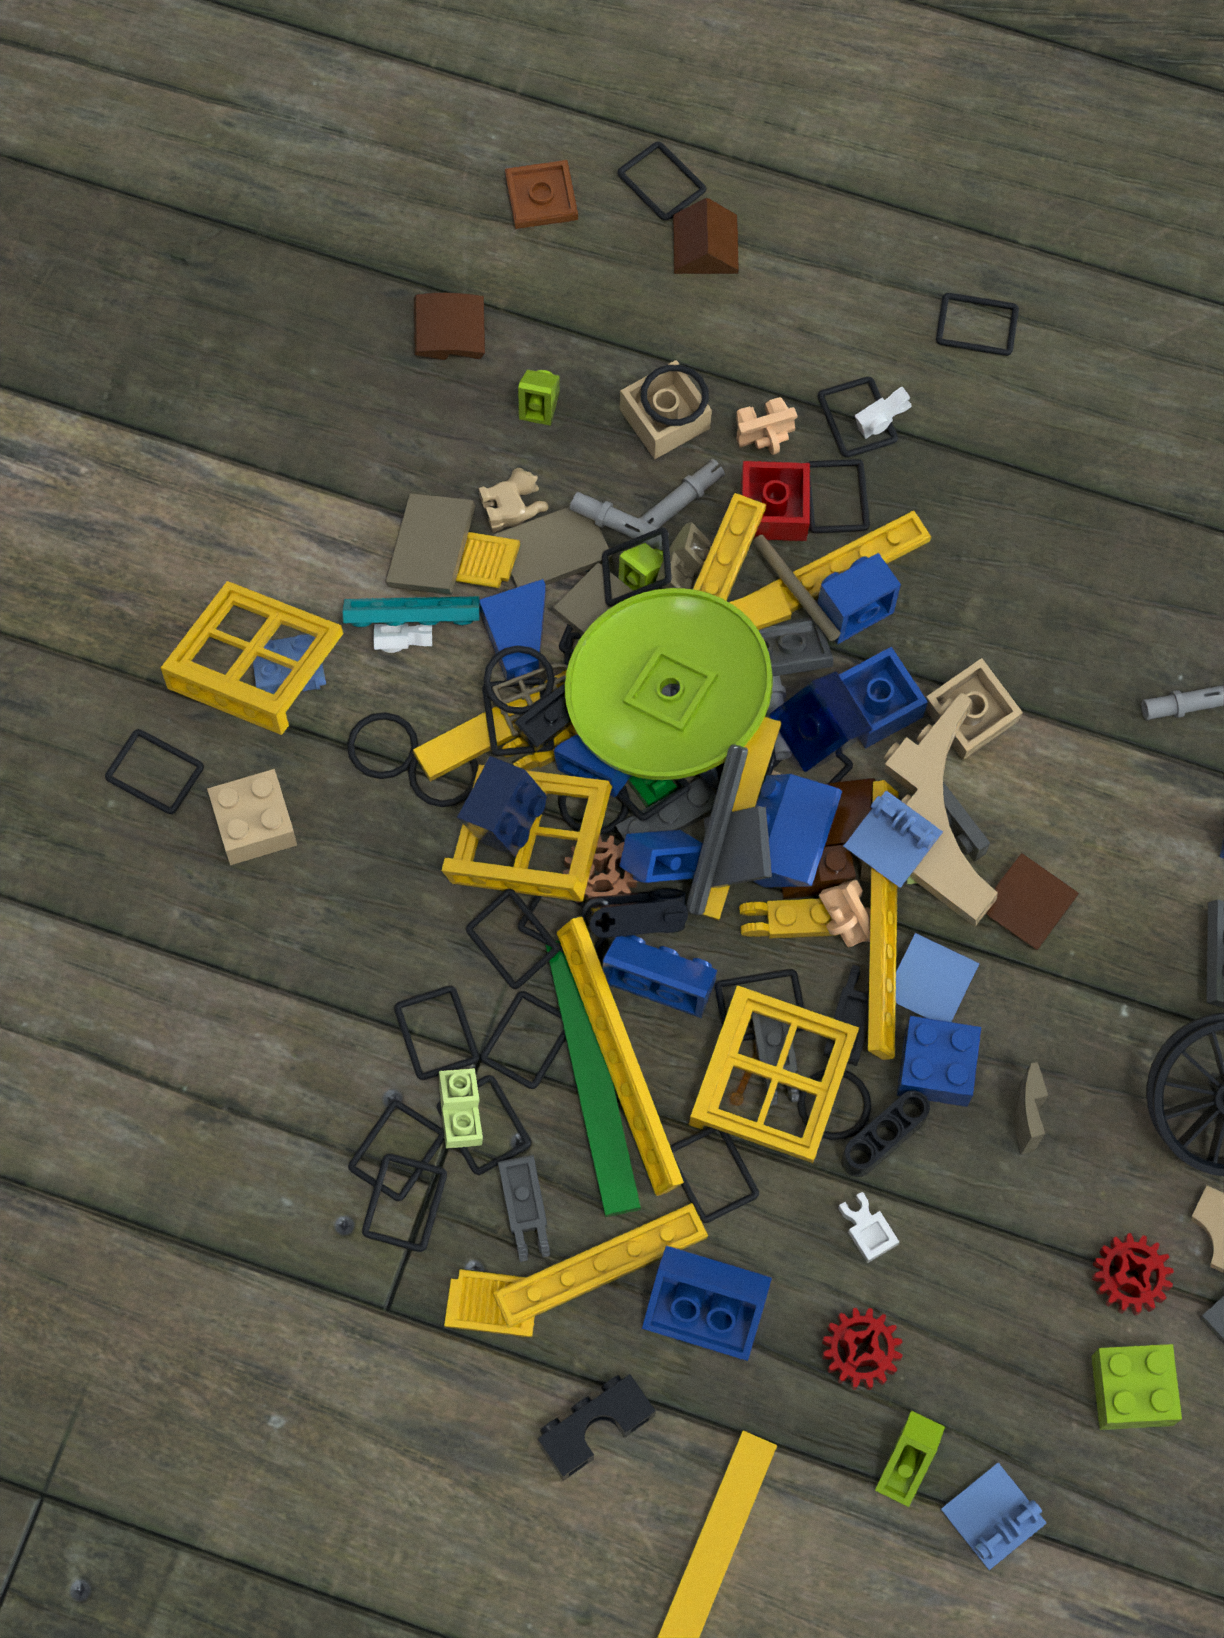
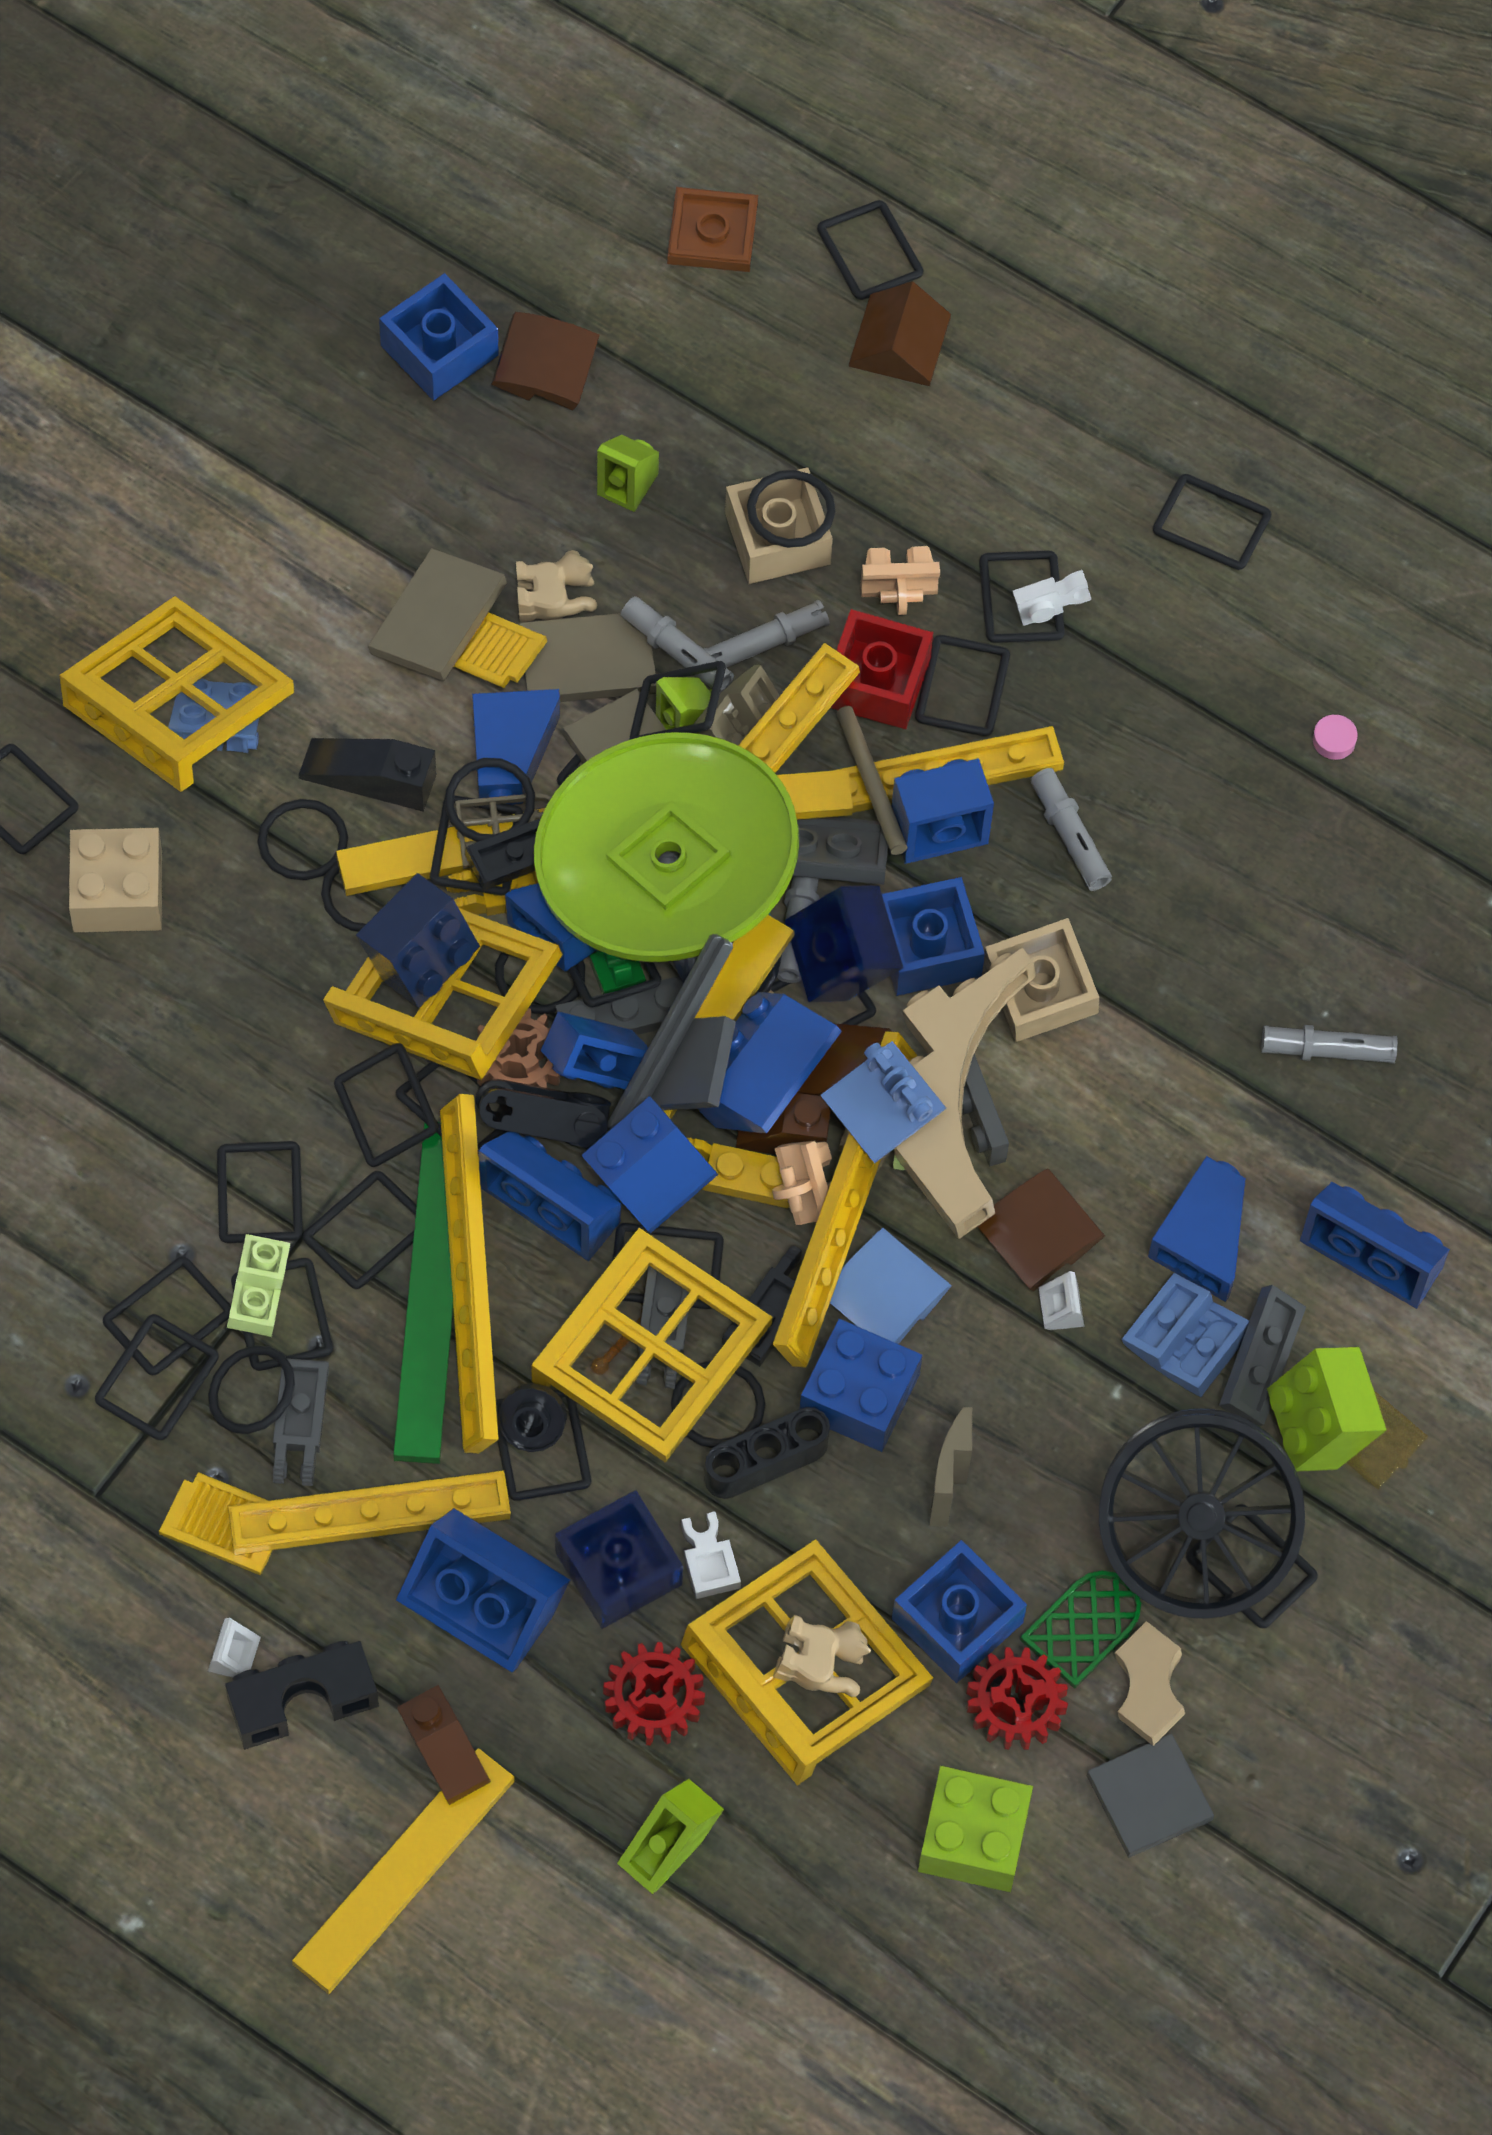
camera: 15 degrees right, 5 degrees down
(365, 328) = (439, 336): none -> blue brick
(395, 638) = (361, 714): white plate -> none
(418, 609) = (372, 684): teal plate -> none
(418, 677) = (372, 768): none -> black slope
(511, 1193) = (280, 1408): none -> black piece
(531, 1405) = (233, 1649): none -> white slope
(702, 1156) = (532, 1417): none -> black plate
(719, 1438) = (443, 1744): none -> reddish brown slope
(729, 933) = (649, 1164): none -> blue slope
(803, 1251) = (619, 1559): none -> clear blue brick
(938, 1327) = (755, 1694): none -> yellow window
(943, 576) = (1063, 814): none -> light grey pin
(977, 1285) = (817, 1653): none -> tan animal
(994, 1516) = (752, 1932): medium blue hinge -> none
(1063, 954) = (1061, 1303): none -> white slope
(1070, 1219) = (959, 1611): none -> blue brick
(1120, 464) = (1335, 737): none -> bright pink tile
(1142, 1180) = (1074, 1680): none -> green window
(1152, 868) = (1204, 1229): none -> blue slope
(1162, 953) = (1186, 1335): none -> medium blue slope

